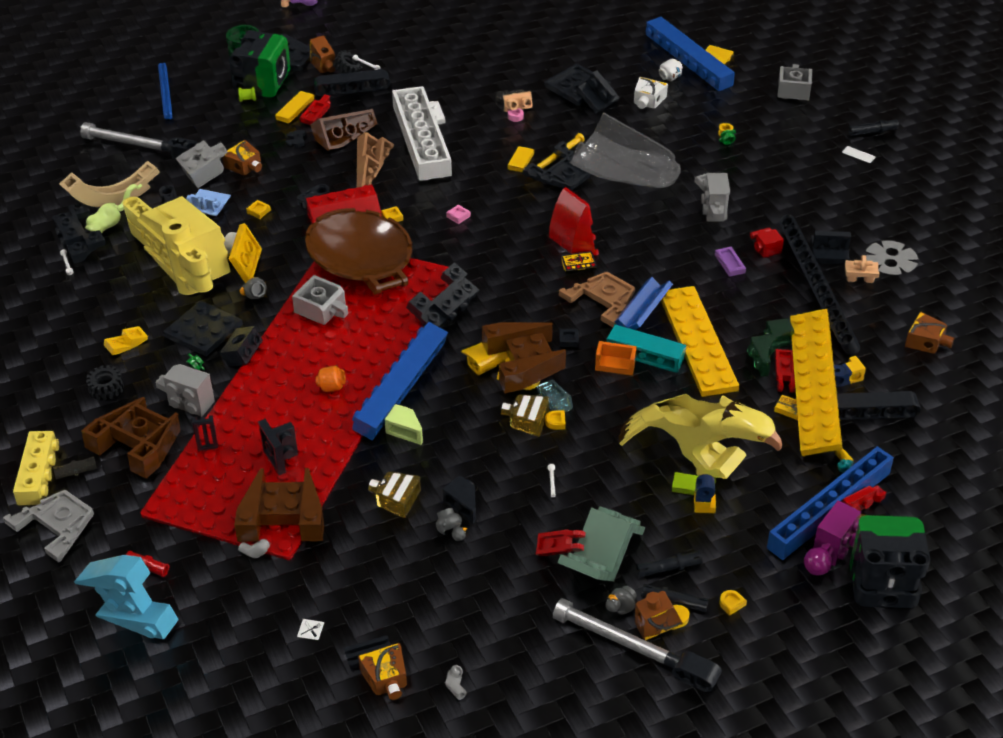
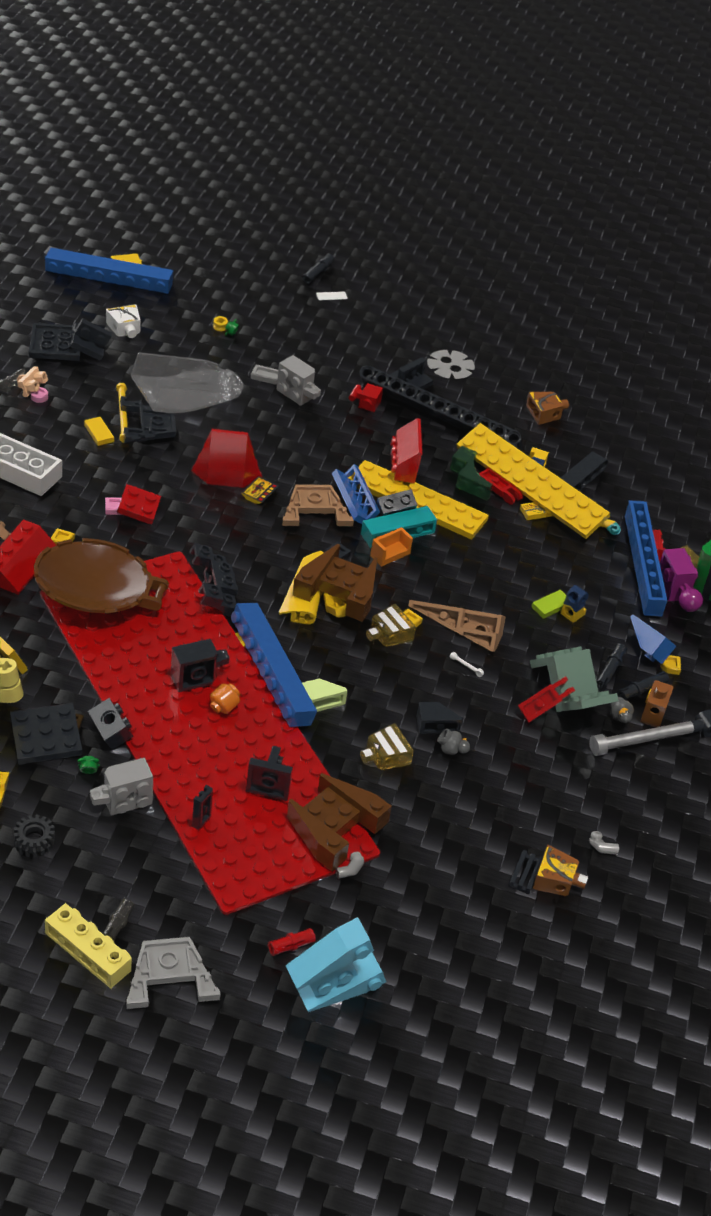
camera: 55 degrees left, 0 degrees up
(138, 428) = (137, 847): reddish brown wedge -> none
(254, 288) = (44, 672): dark grey animal -> none
(310, 629) = (465, 890): white sticker -> none
(320, 300) = (127, 642): light grey hinge -> none
(338, 342) = (196, 664): none -> black hinge
(473, 221) = (138, 504): none -> red plate
(558, 397) = (388, 600): clear light blue slope -> none
(601, 458) = (477, 626): none -> medium nougat wedge
(661, 327) = (396, 503): none -> brick
(670, 70) = (114, 292): white head -> none
(700, 427) = (533, 555): light yellow animal -> none
(728, 298) = (406, 452): none -> red slope
(730, 261) = (359, 427): medium lavender tile -> none
(733, 567) = (651, 641): none -> slope
(794, 83) = (223, 257): light grey hinge -> none
(861, 268) = (453, 382): light nougat hips -> none

